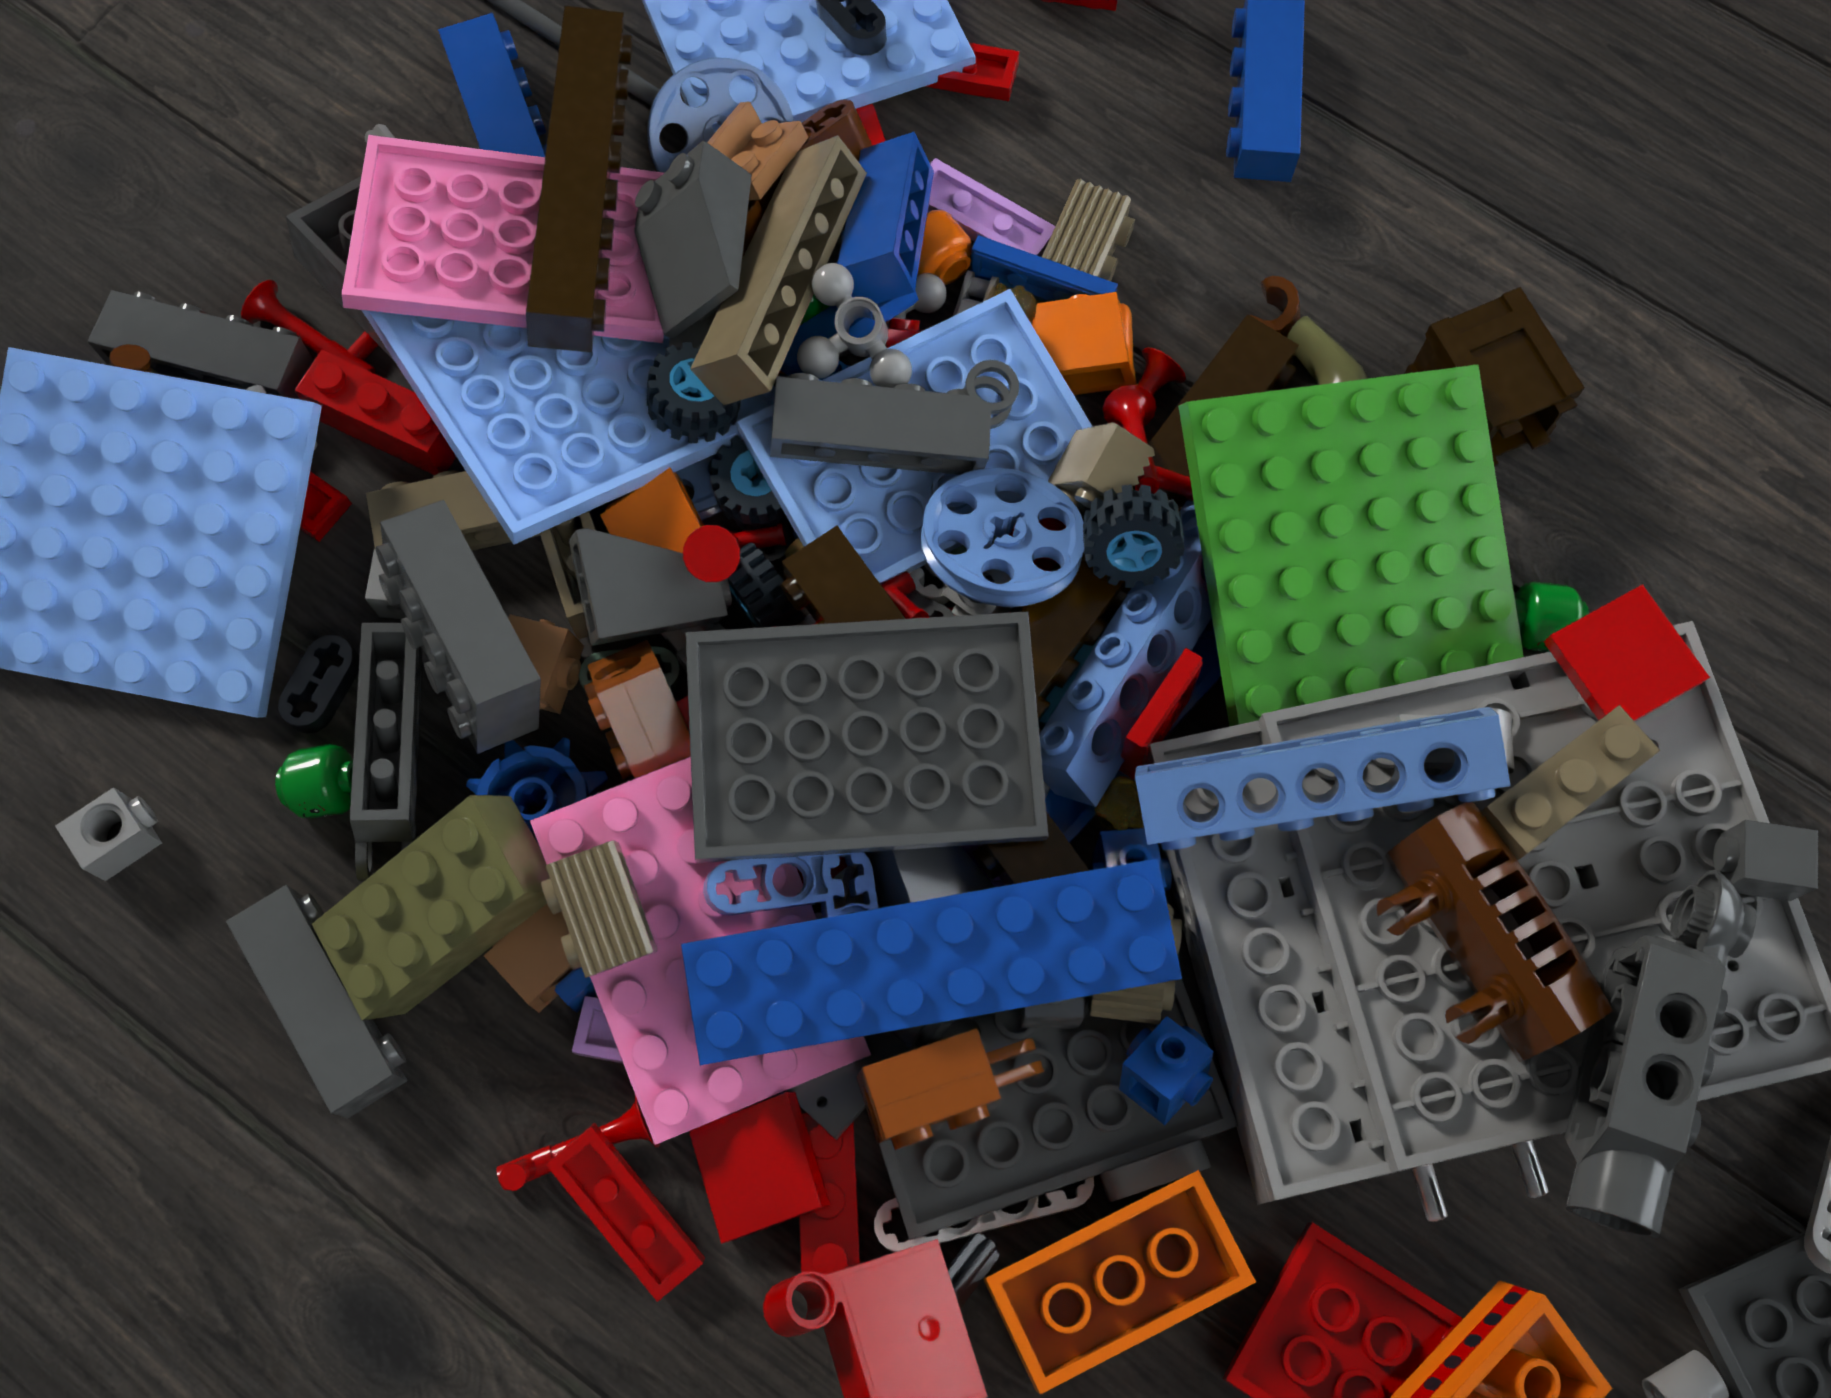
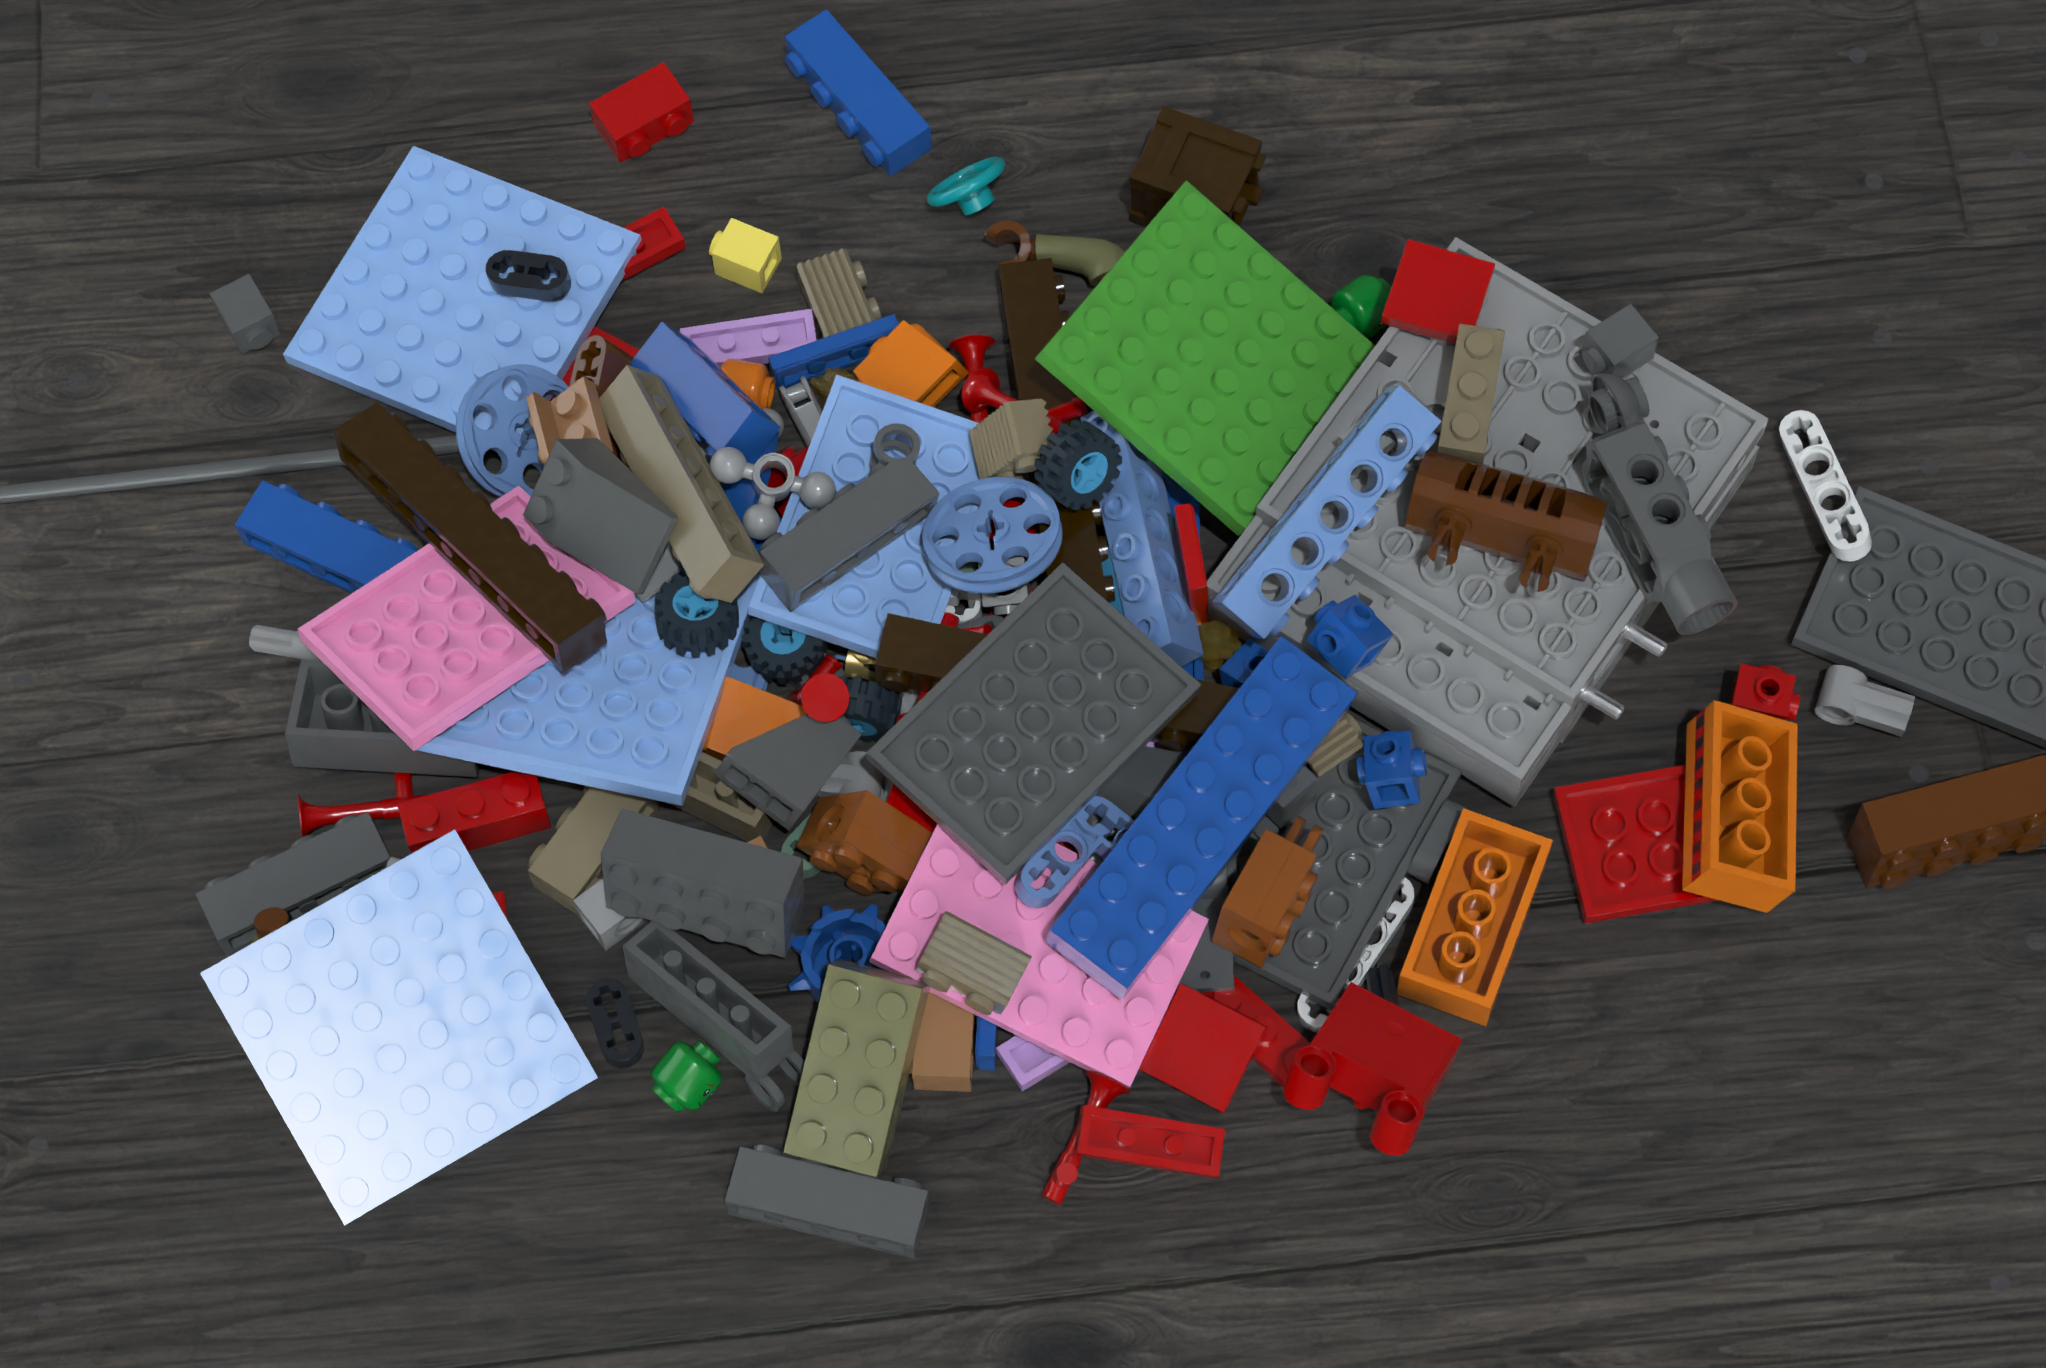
camera: 40 degrees left, 5 degrees down
(88, 829) = (584, 1248): light grey brick -> none
(1048, 142) = (745, 255): none -> light yellow brick
(1231, 912) = (1349, 635): none -> blue brick
(1287, 233) = (968, 186): none -> teal piece
(1605, 1322) = (1766, 691): none -> red brick

